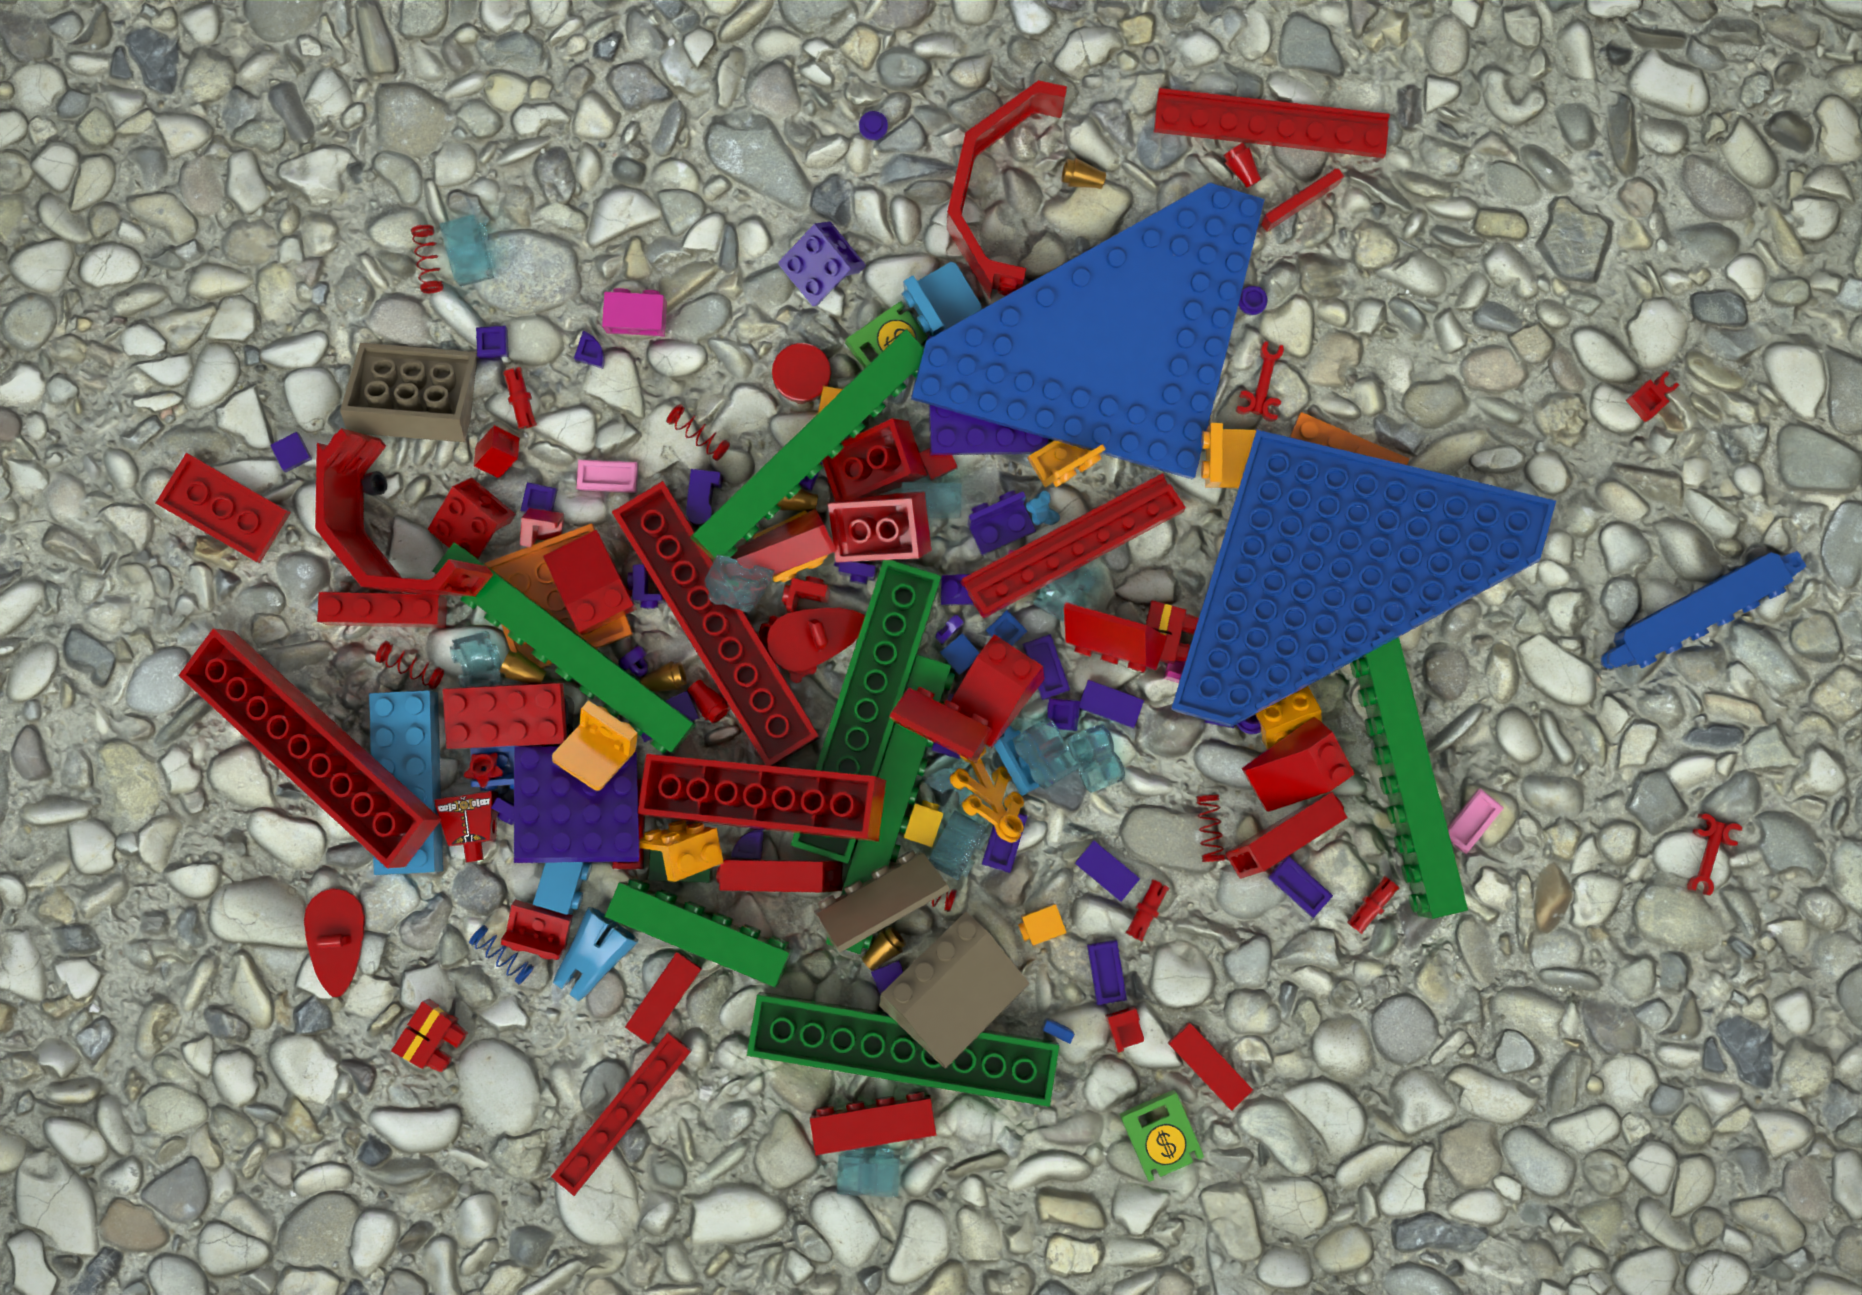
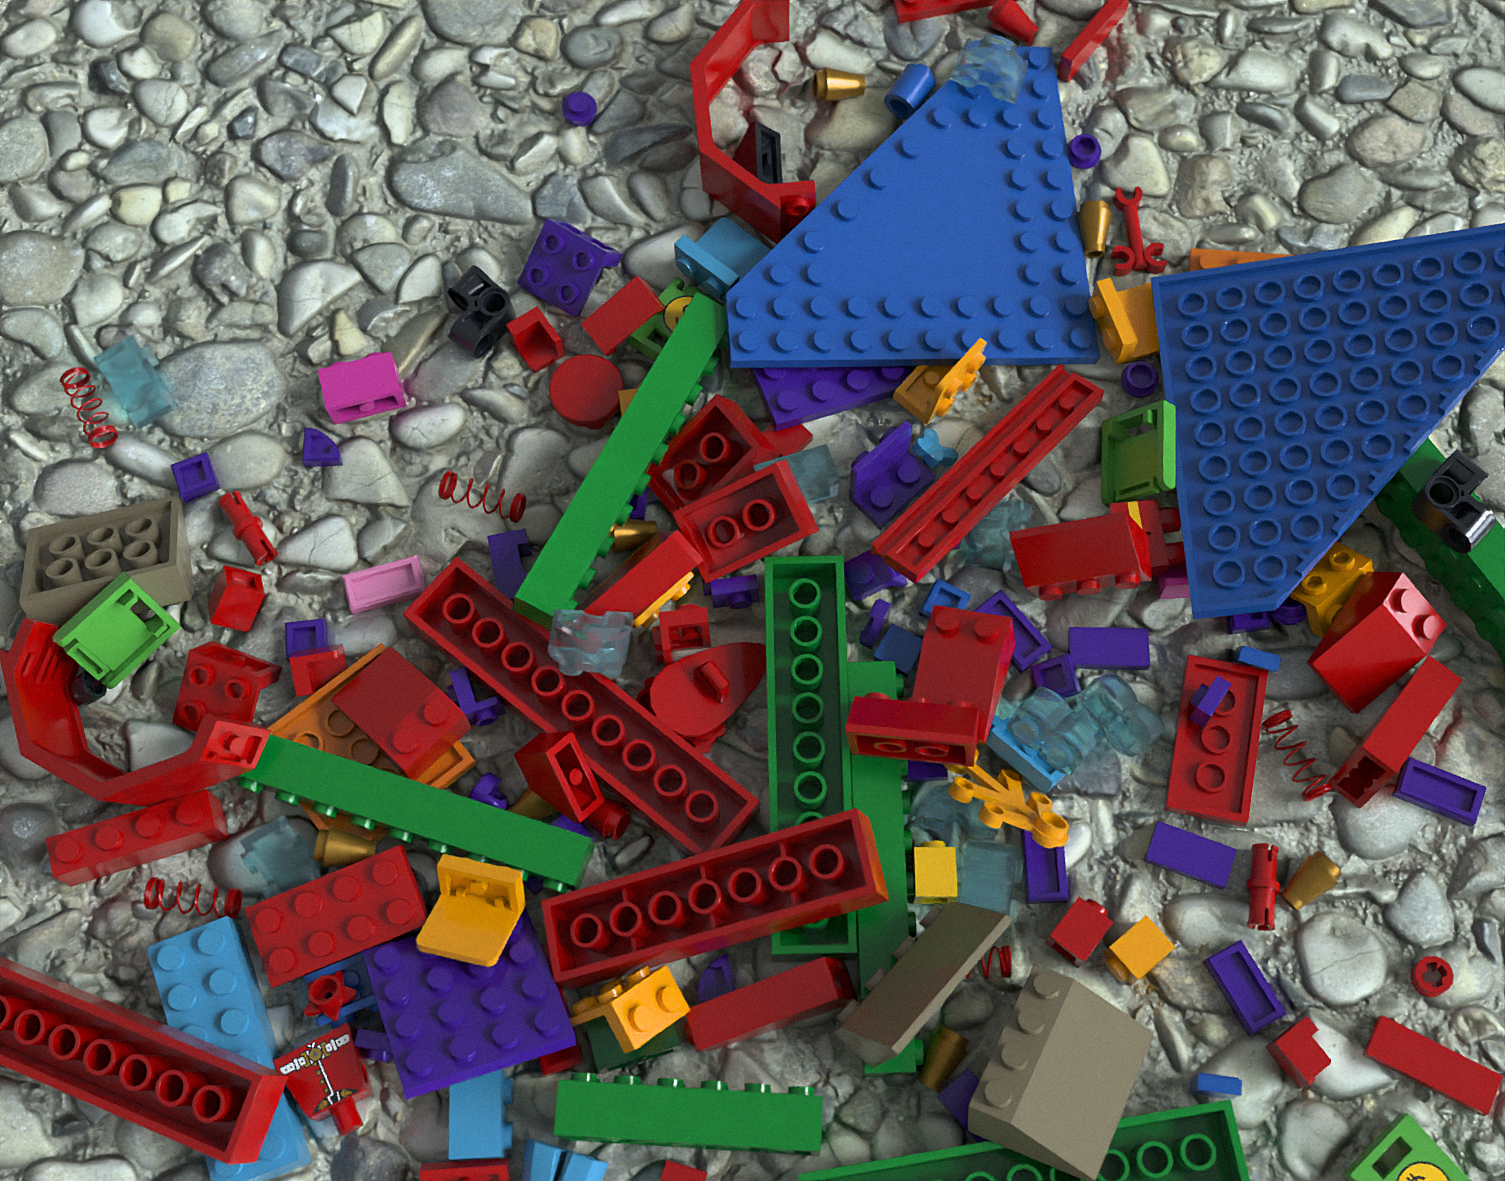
camera: 15 degrees left, 15 degrees down
(399, 454) = (111, 635): none -> bright green container
(686, 669) = (560, 774): none -> red slope
(735, 294) = (478, 326): none -> black piece
(776, 318) = (535, 340): none -> red panel
(848, 324) = (622, 315): none -> red hinge
(998, 220) = (761, 153): none -> black slope
(1009, 897) = (1079, 931): none -> red brick
(1137, 201) = (909, 90): none -> blue brick
(1158, 797) = (1216, 763): none -> red plate
(1160, 770) = (1207, 700): none -> dark purple plate
(1182, 917) = (1312, 879): none -> pearl gold cone
(1188, 575) = (1142, 463): none -> bright green container
(1204, 208) = (992, 64): none -> clear light blue cylinder
(1211, 749) = (1257, 658): none -> blue tile
(1217, 505) = (1139, 379): none -> dark purple plate
(1230, 1002) = (1427, 989): none -> red bush
(1233, 369) = (1094, 225): none -> pearl gold cone
(1390, 710) = (1459, 517): none -> black piece

